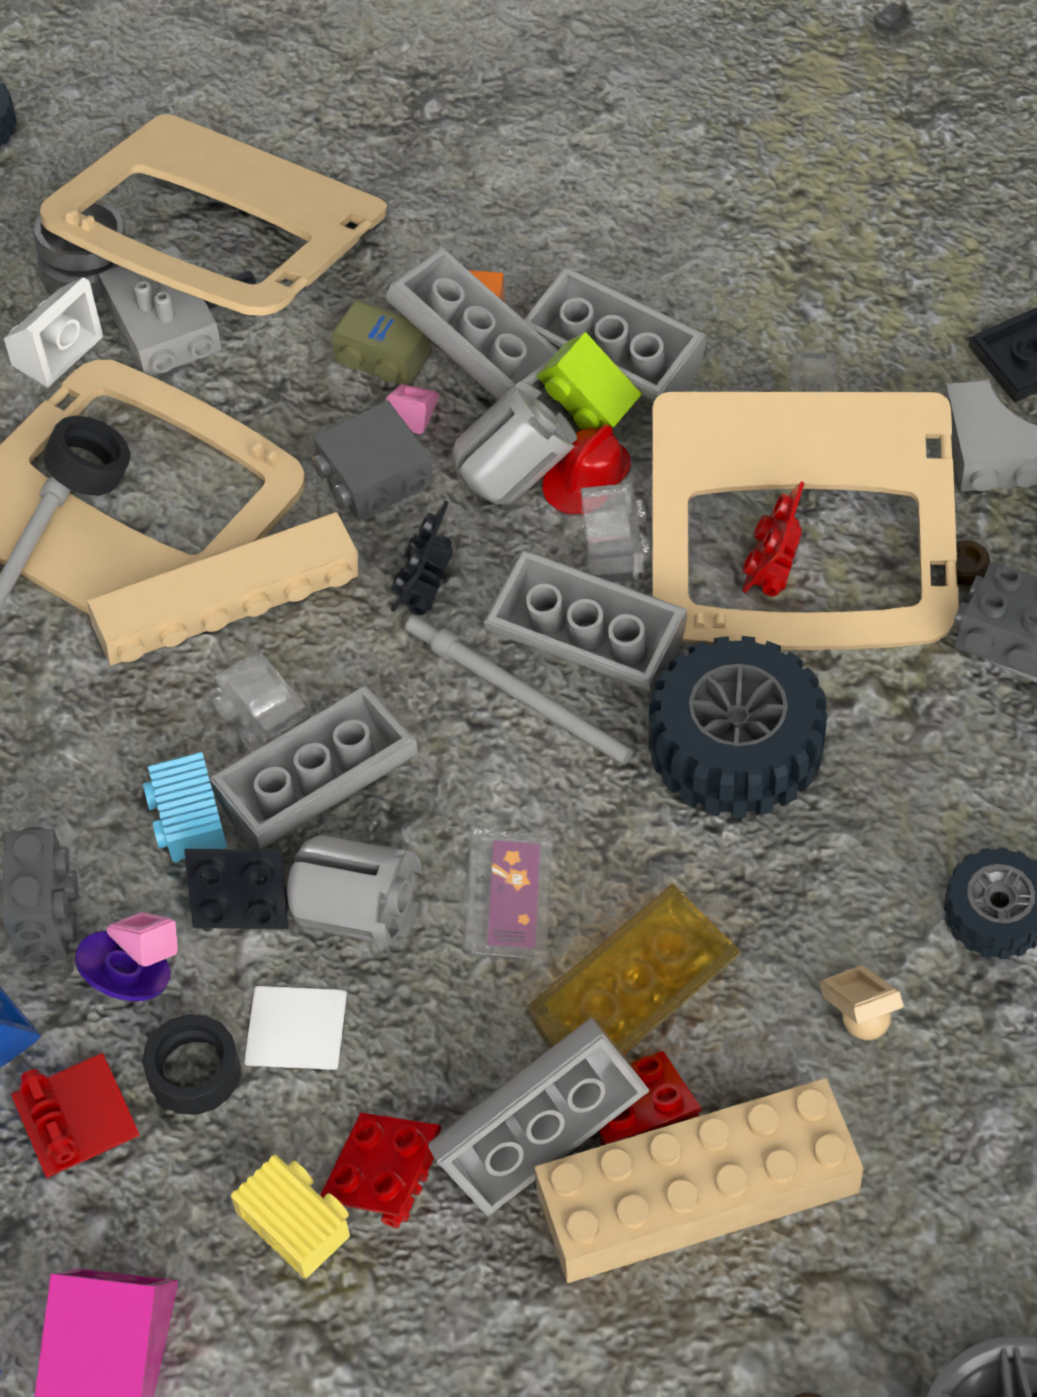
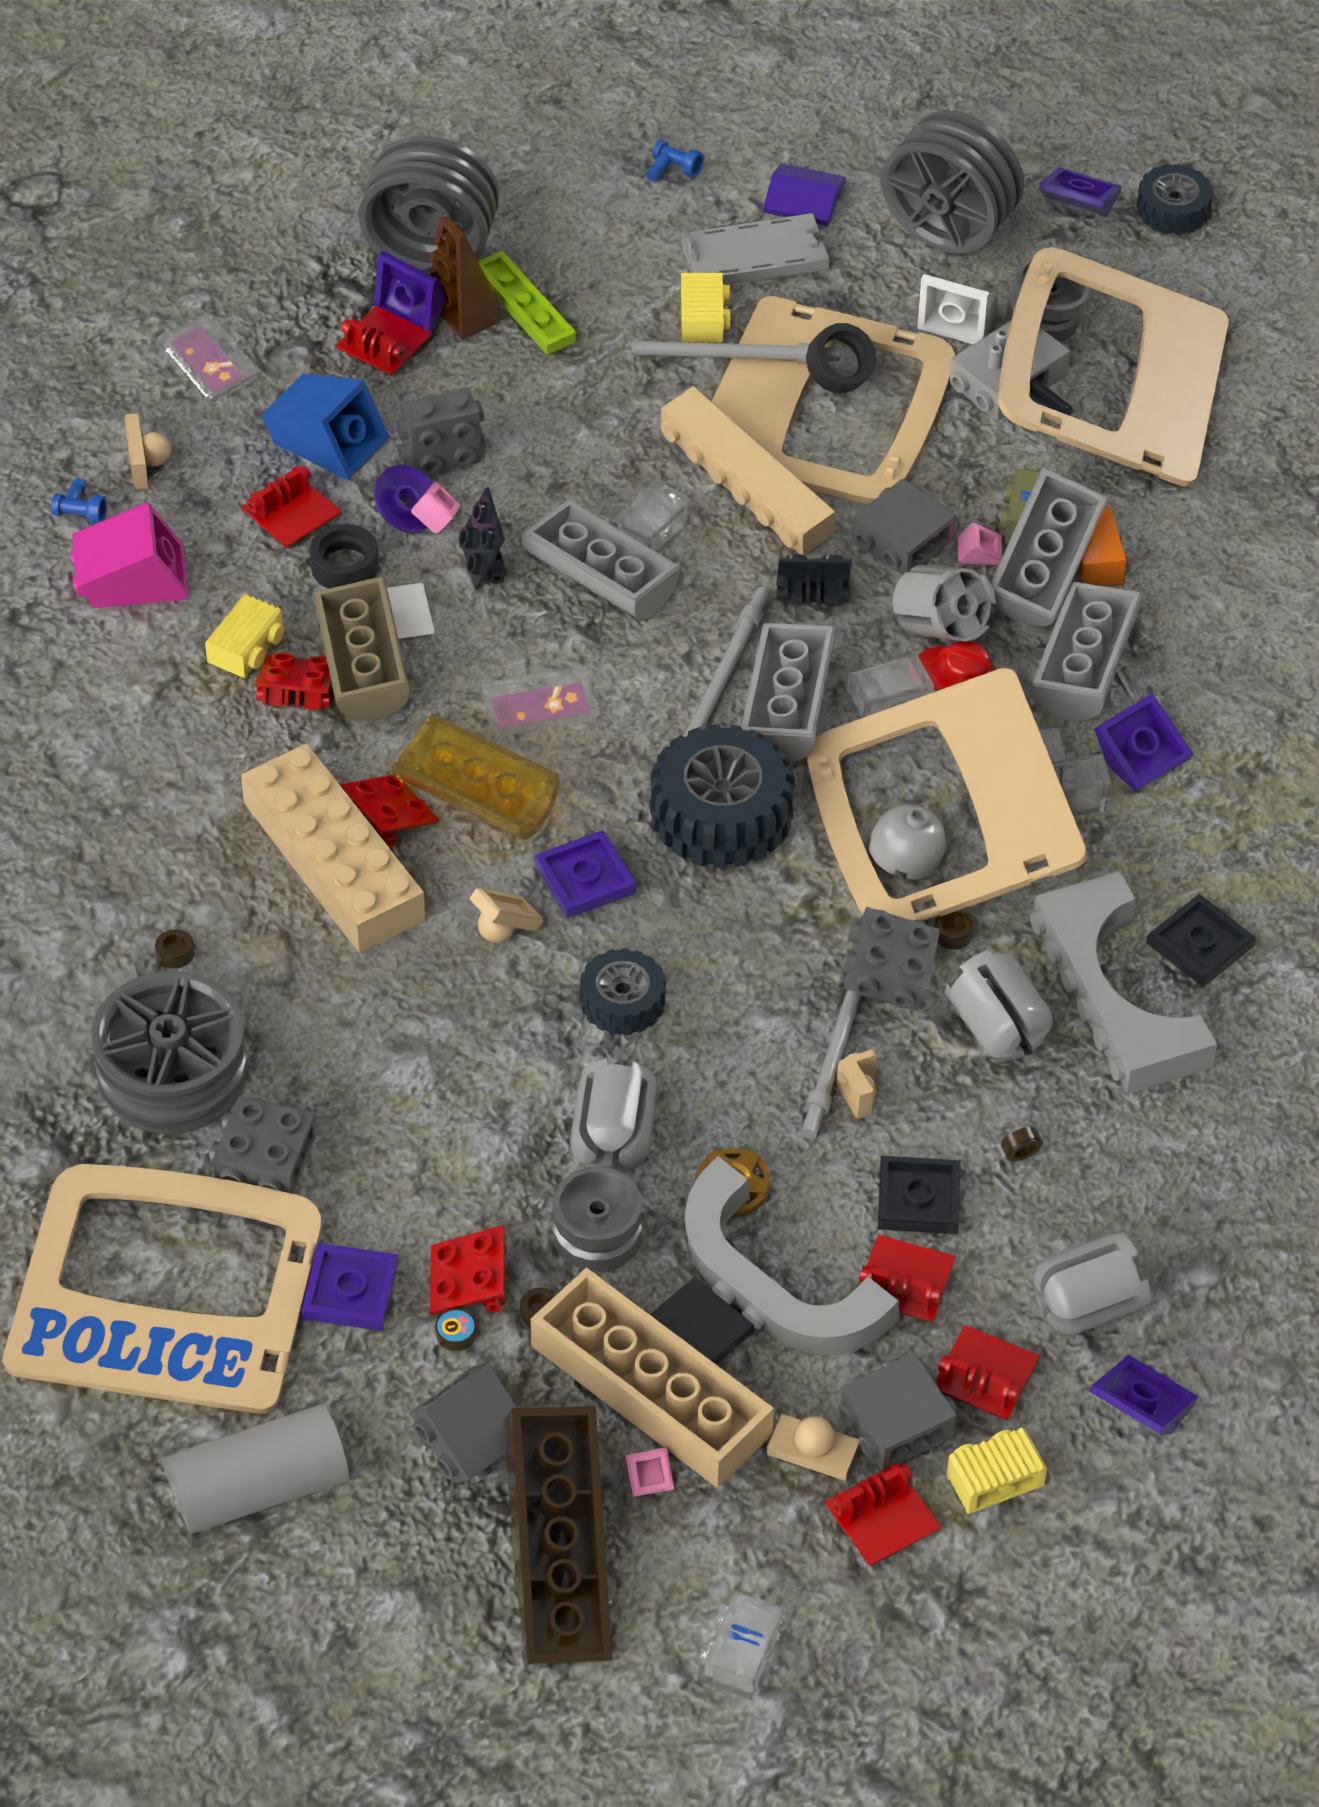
camera: 70 degrees right, 5 degrees down
(185, 806) = (537, 498): medium azure brick -> none
(353, 889) = (491, 607): light grey cylinder -> none
(369, 1066) = (362, 649): none -> dark tan brick
(538, 1116) = (346, 734): light grey brick -> none
(588, 384) = (1023, 636): lime brick -> none
(753, 331) = (1141, 743): none -> dark purple slope
(776, 546) = (930, 784): red hinge -> none
(805, 903) = (585, 874): none -> dark purple plate
(844, 565) = (908, 841): none -> light grey cylinder

